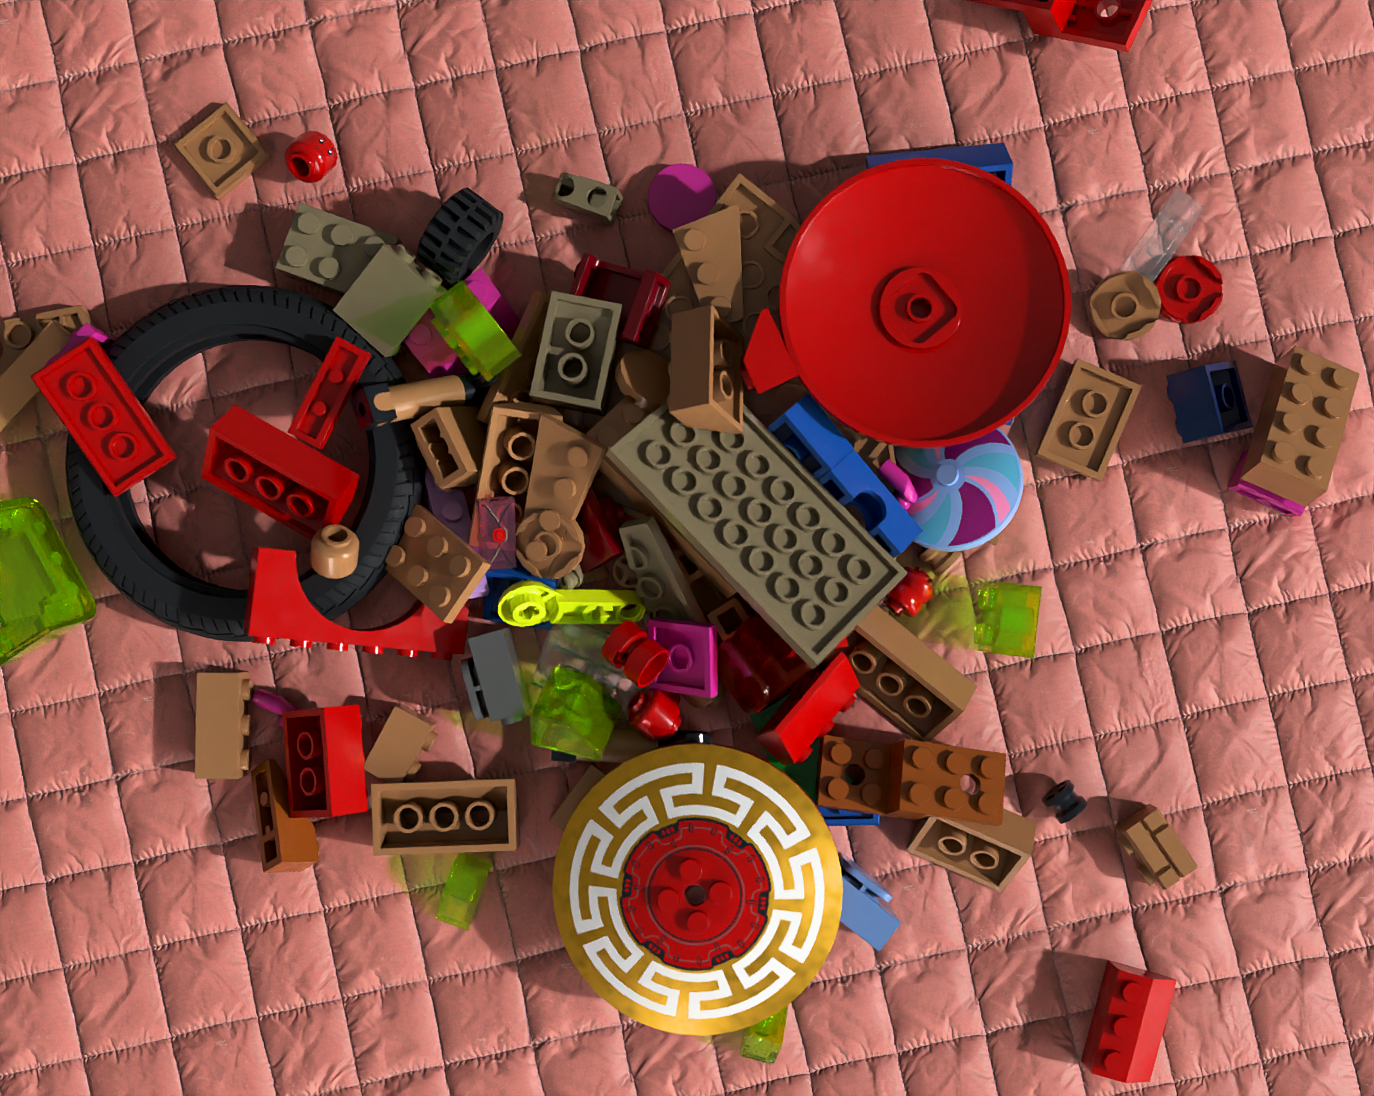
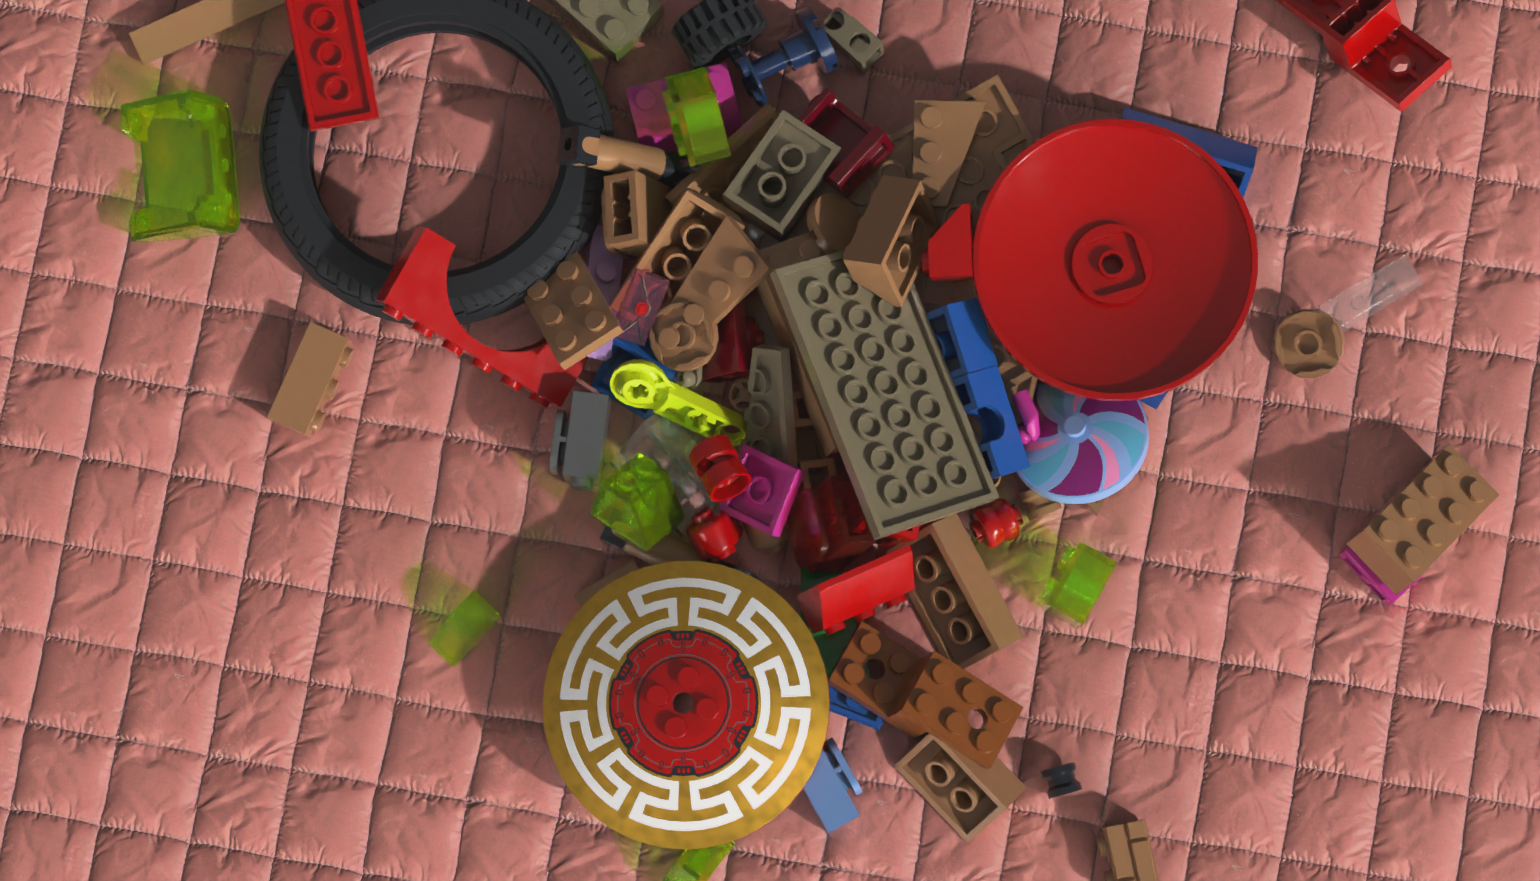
camera: 25 degrees right, 5 degrees down
(272, 703) = (369, 384): dark pink arm -> none
(277, 473) = (466, 172): red slope -> none
(284, 841) = (327, 493): dark orange slope -> none
(324, 761) = (392, 450): red brick -> none
(329, 393) = (543, 118): red plate -> none
(334, 551) = (488, 261): medium nougat head -> none
(389, 298) = (632, 56): dark tan panel -> none
(400, 745) = (465, 469): medium nougat brick -> none
(445, 817) = (481, 547): medium nougat slope -> none
(541, 230) = (795, 50): none -> dark blue piece
(680, 196) = (938, 72): dark pink tile -> none
(1088, 420) = (1231, 435): medium nougat plate -> none
(1189, 289) = (1376, 354): red tile -> none
(1208, 401) = (1352, 464): dark blue slope -> none

